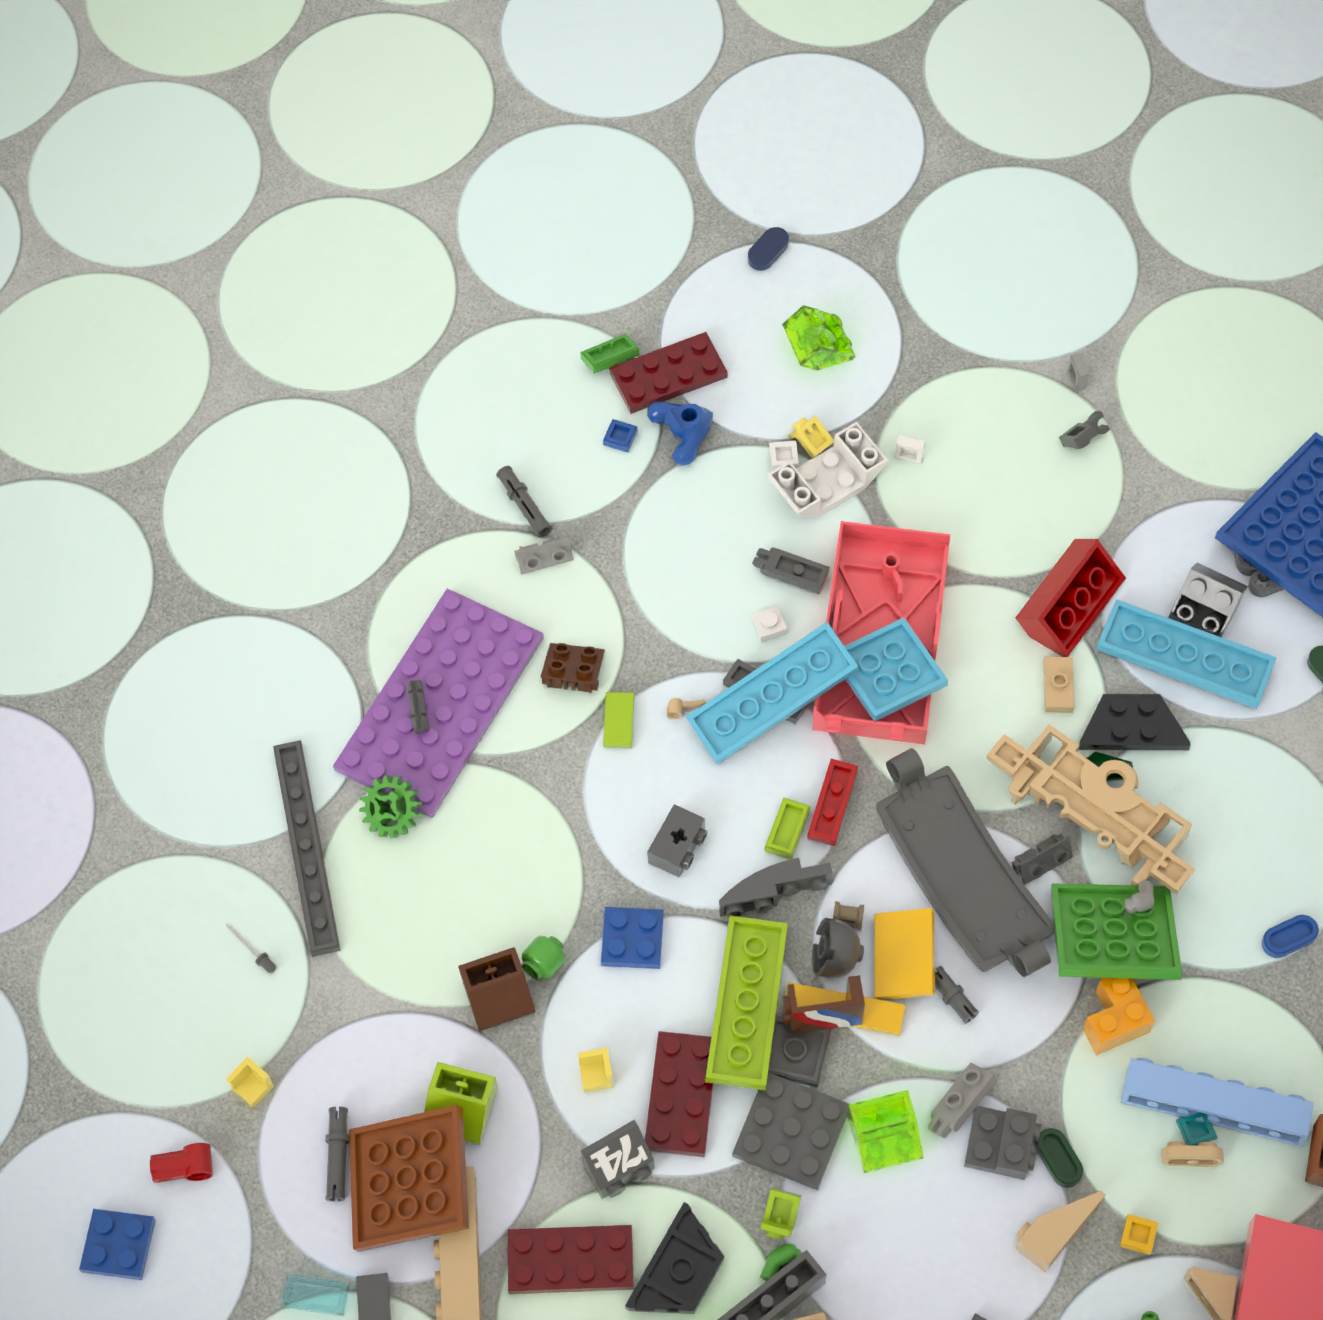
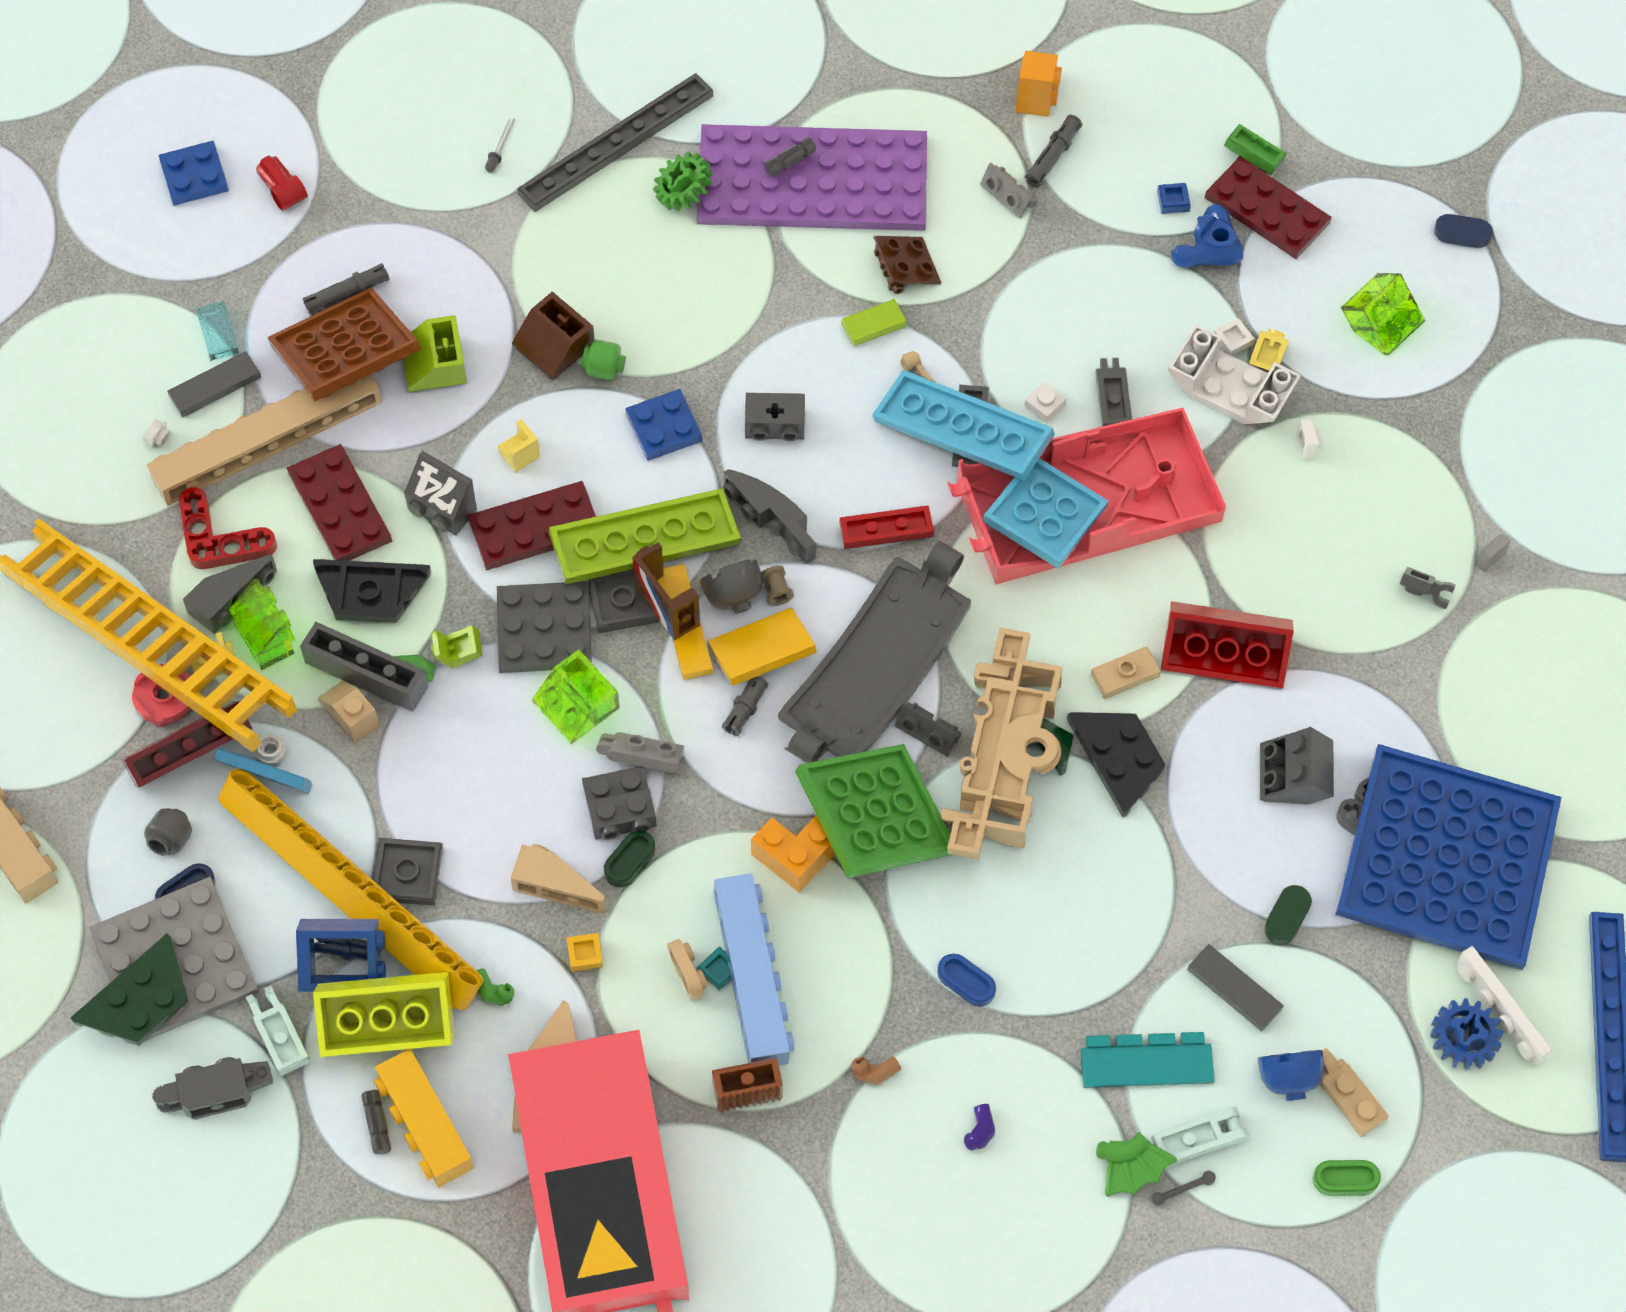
camera: 60 degrees right, 0 degrees up
(250, 1082) = (377, 196): light yellow panel -> none
(451, 478) = (1038, 83): none -> light orange brick
(787, 828) = (839, 502): lime tile -> none
(1142, 900) = (920, 821): light grey arm -> none
(1186, 653) = (1225, 772): medium azure plate -> none

